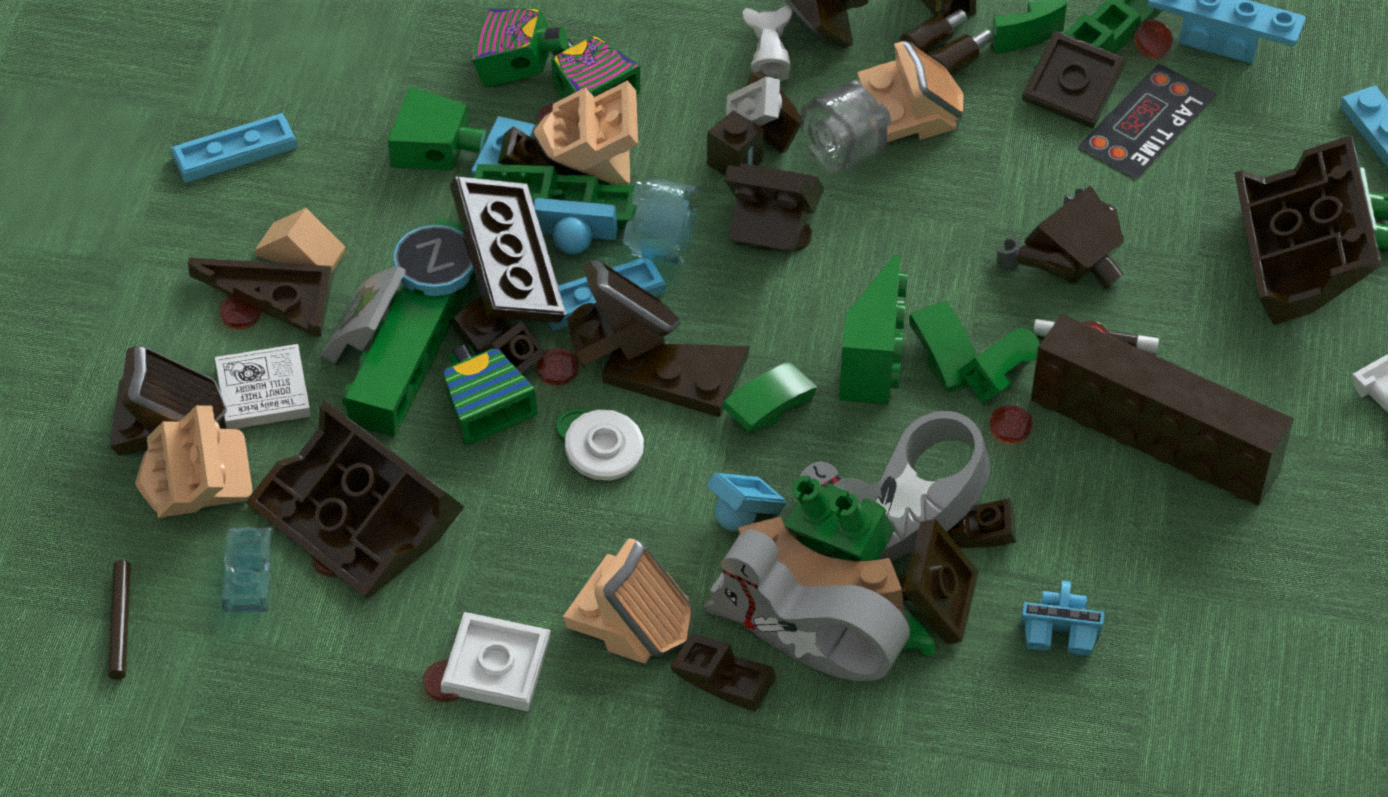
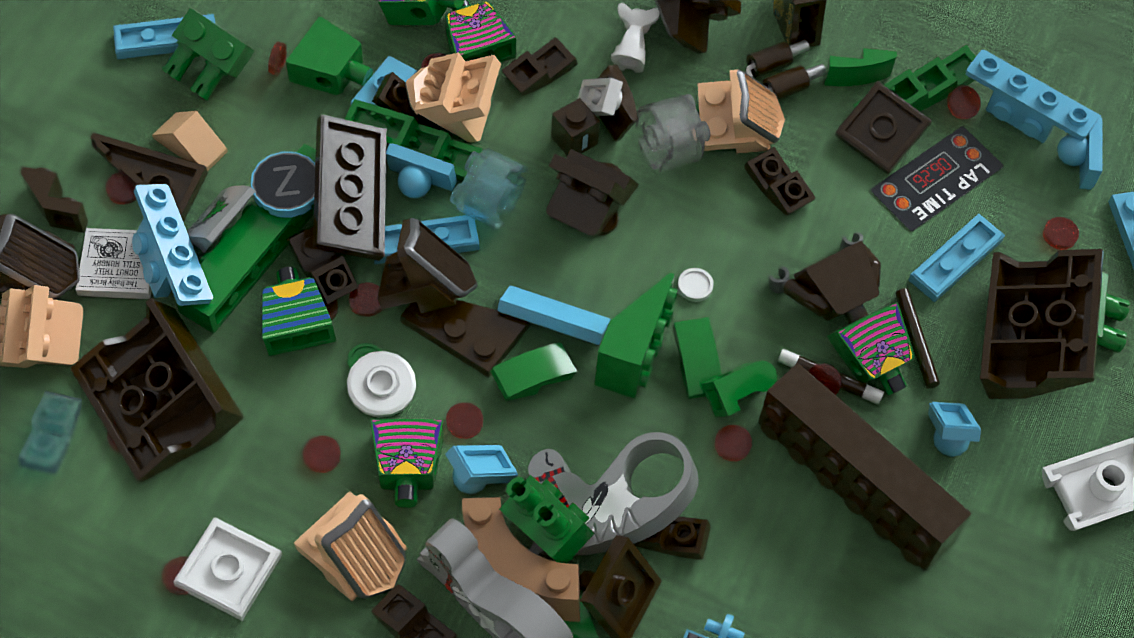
camera: 10 degrees right, 10 degrees up
(150, 327) = (47, 192): none -> dark brown slope
(299, 139) = (221, 50): none -> green brick
(319, 353) = (166, 248): none -> medium azure bracket
(373, 142) = (277, 58): none -> clear red piece
(560, 529) = (321, 454): none -> clear red piece
(657, 505) = (407, 456): none -> torso
(675, 95) = (539, 69): none -> dark brown slope
(707, 460) = (464, 420): none -> clear red piece
(773, 336) = (553, 314): none -> medium azure tile
(921, 277) = (695, 284): none -> white piece
(981, 162) = (780, 185): none -> dark brown slope
(1136, 293) = (876, 347): none -> torso
(1177, 280) = (917, 338): none -> dark brown bar
(1194, 193) = (956, 257): none -> medium azure tile
(1245, 356) = (953, 427): none -> medium azure tile
(1294, 143) = (1061, 233): none -> clear red piece
(1300, 62) = (1084, 154): none -> medium azure tile

